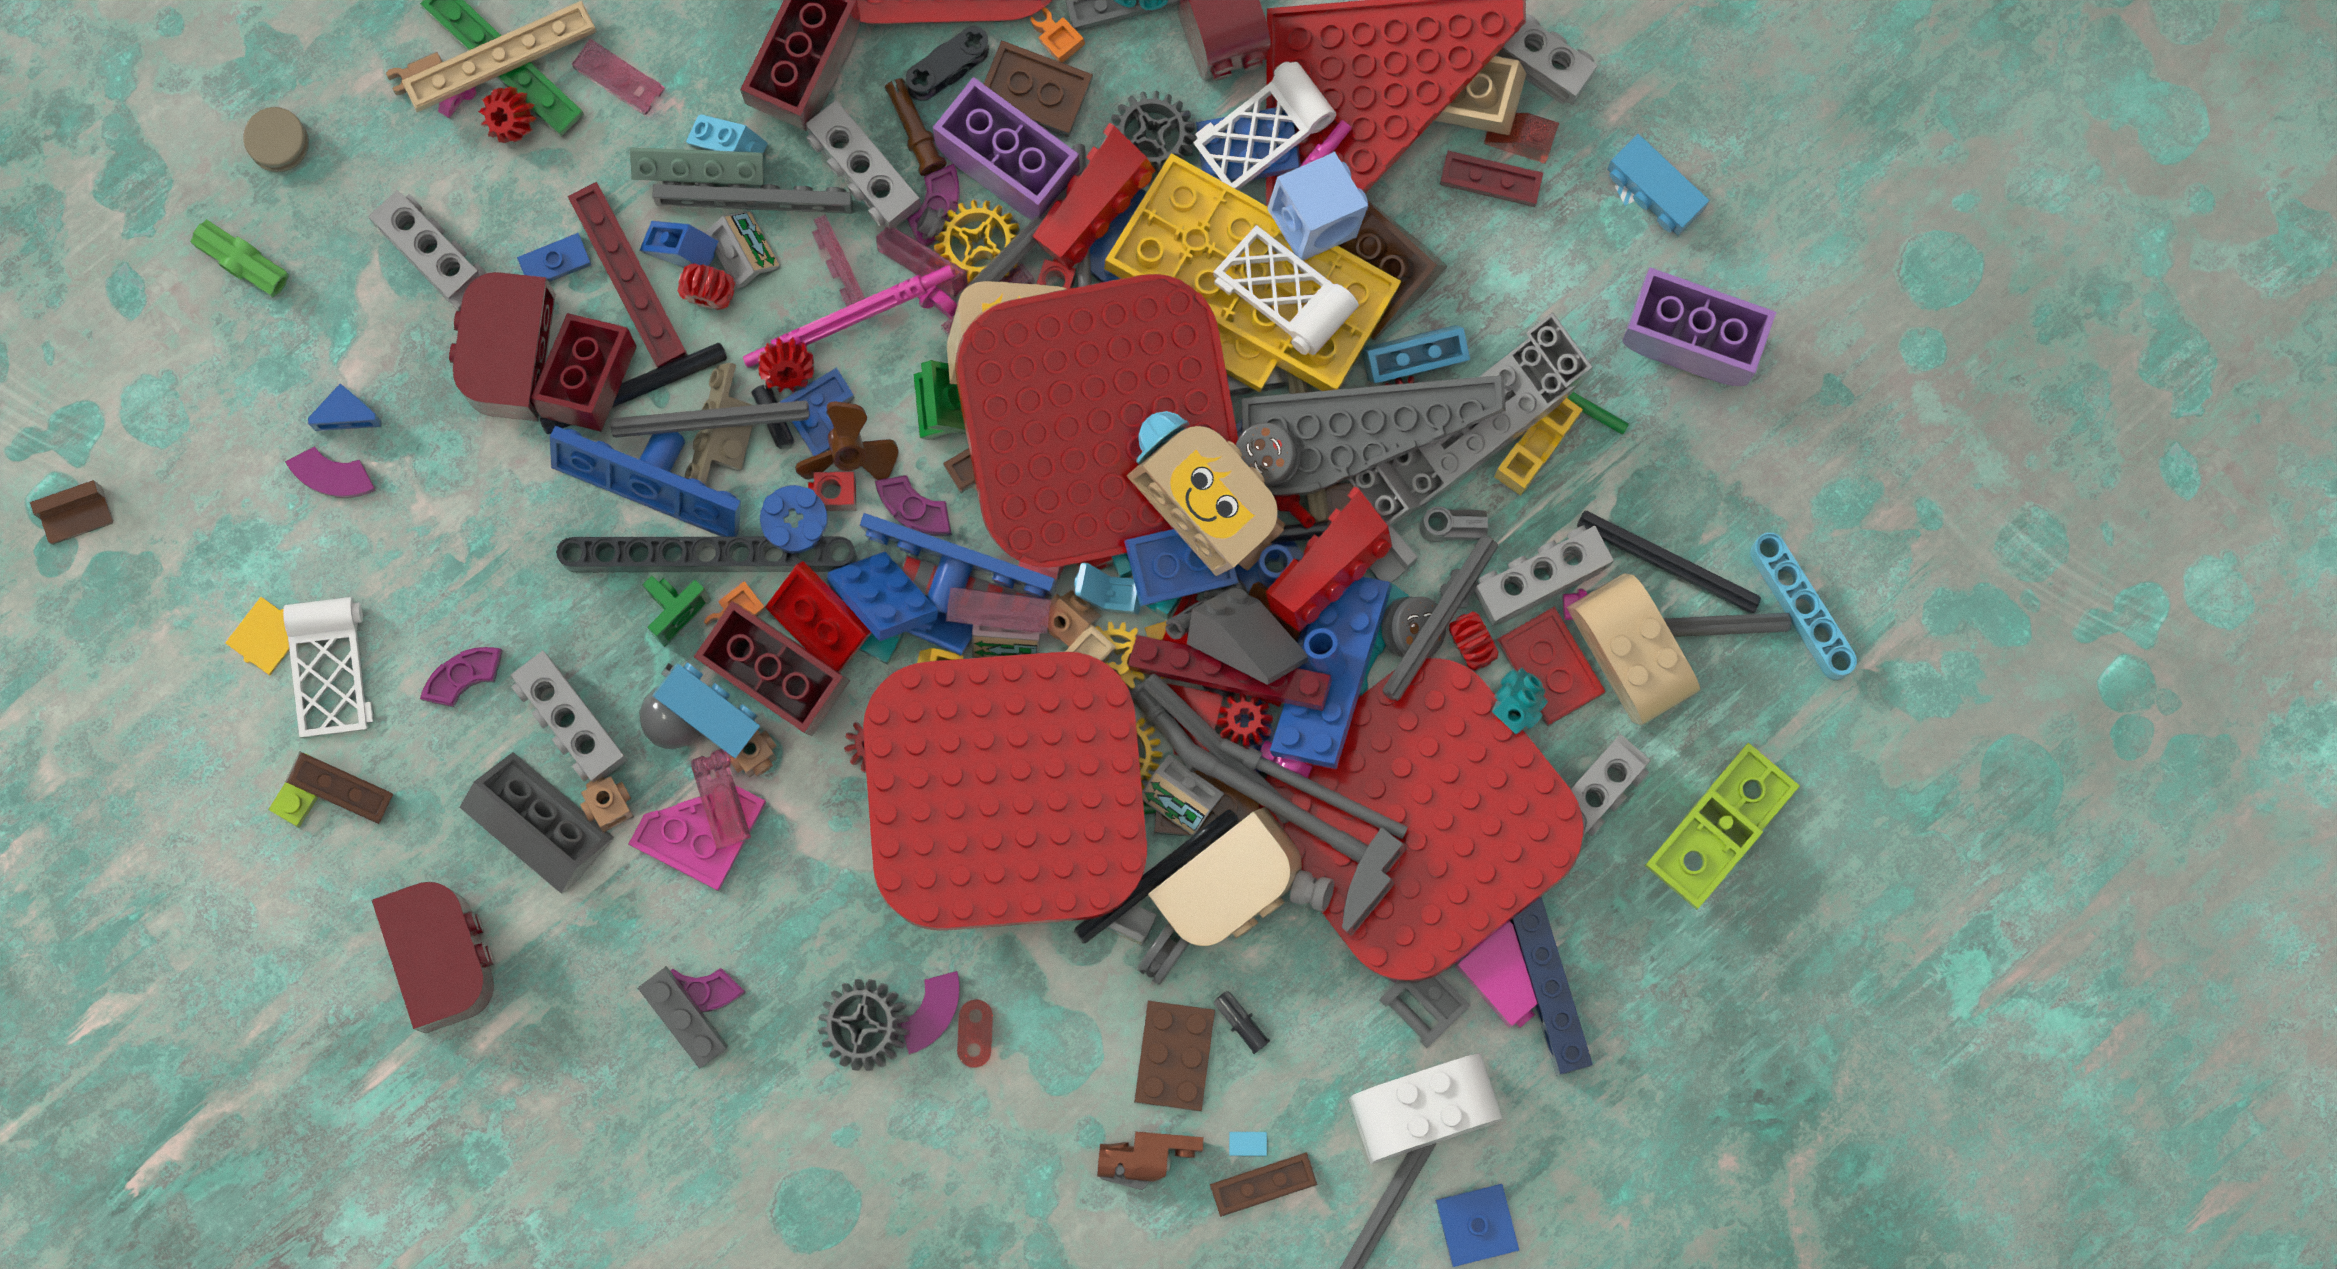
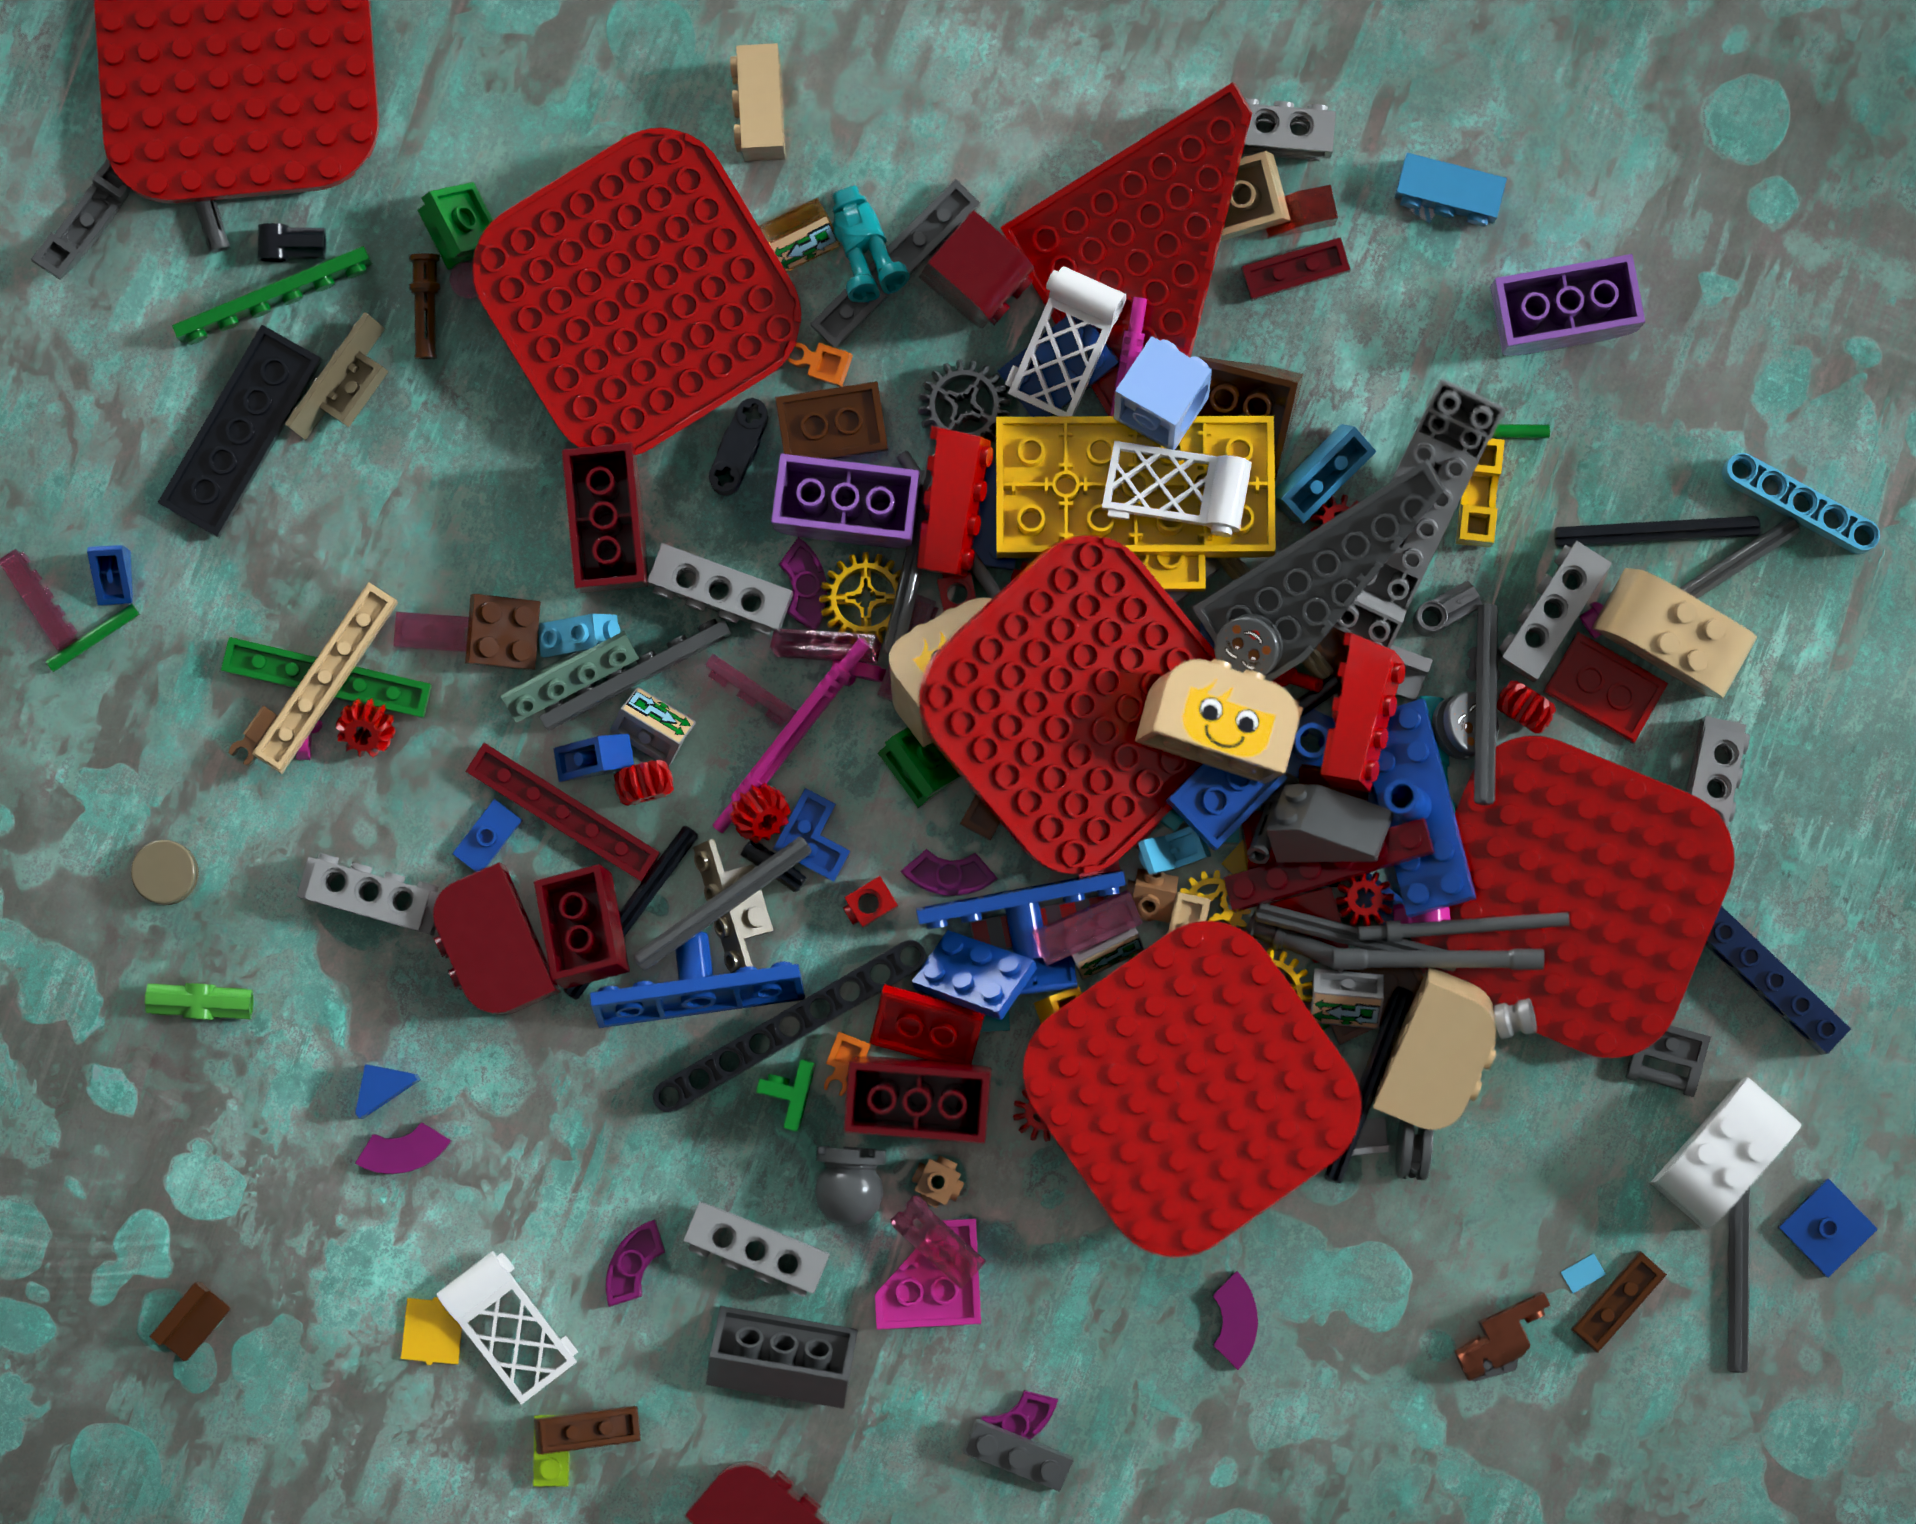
camera: 25 degrees left, 5 degrees up
(611, 813) = (844, 1313): medium nougat brick -> none
(665, 102) = (502, 632): none -> reddish brown plate
(707, 709) = (883, 1171): dark azure brick -> none
(777, 508) = (852, 930): blue plate -> none
(848, 449) = (864, 858): reddish brown piece -> none
(862, 1037) = (1179, 1354): dark grey gear -> none
(920, 140) = (756, 532): reddish brown pin -> none
(931, 222) = (813, 605): dark grey plate -> none
(975, 1033) = (1285, 1317): clear red plate -> none
(1157, 430) = (1141, 685): medium azure piece -> none
(1174, 1056) = (1473, 1233): reddish brown plate -> none
(1241, 1021) = (1516, 1169): black axle -> none
(1370, 879) = (1562, 980): dark grey slope -> none
(1501, 976) = (1725, 996): dark pink slope -> none
(1522, 695) = (1600, 734): teal brick -> none
(1722, 826) = (1843, 747): lime bracket -> none

